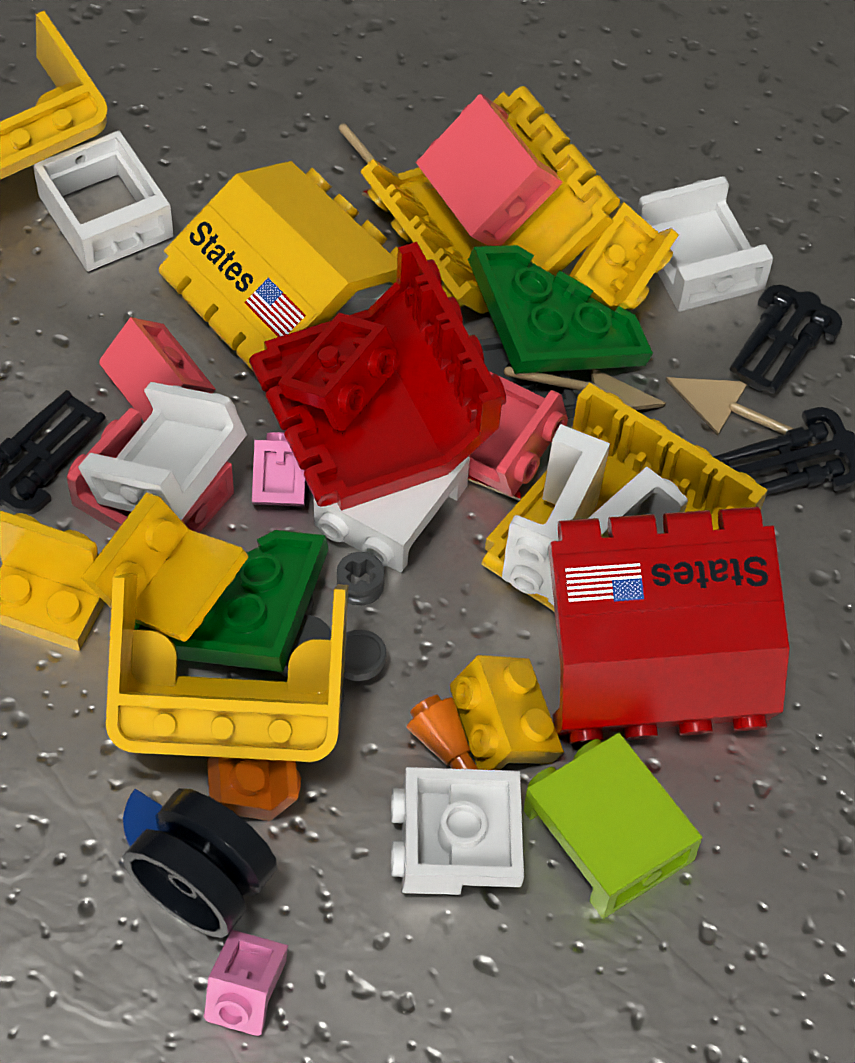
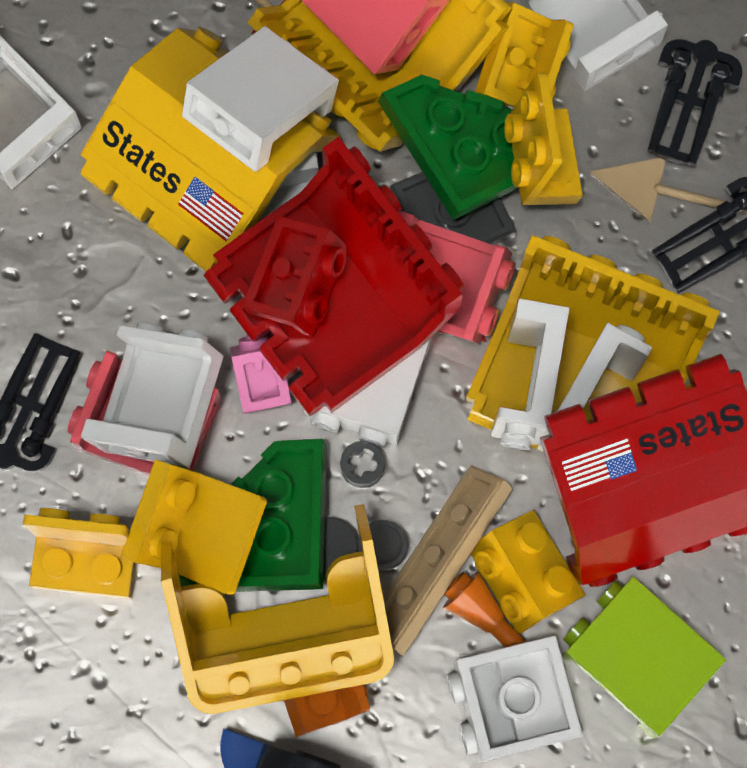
camera: 10 degrees left, 20 degrees up
(147, 354) = (111, 289): coral panel -> none
(344, 209) = (257, 96): none -> white panel
(417, 676) = (442, 554): none -> tan tile
(621, 327) = (542, 148): none -> yellow bracket
(629, 395) = (542, 216): tan piece -> none

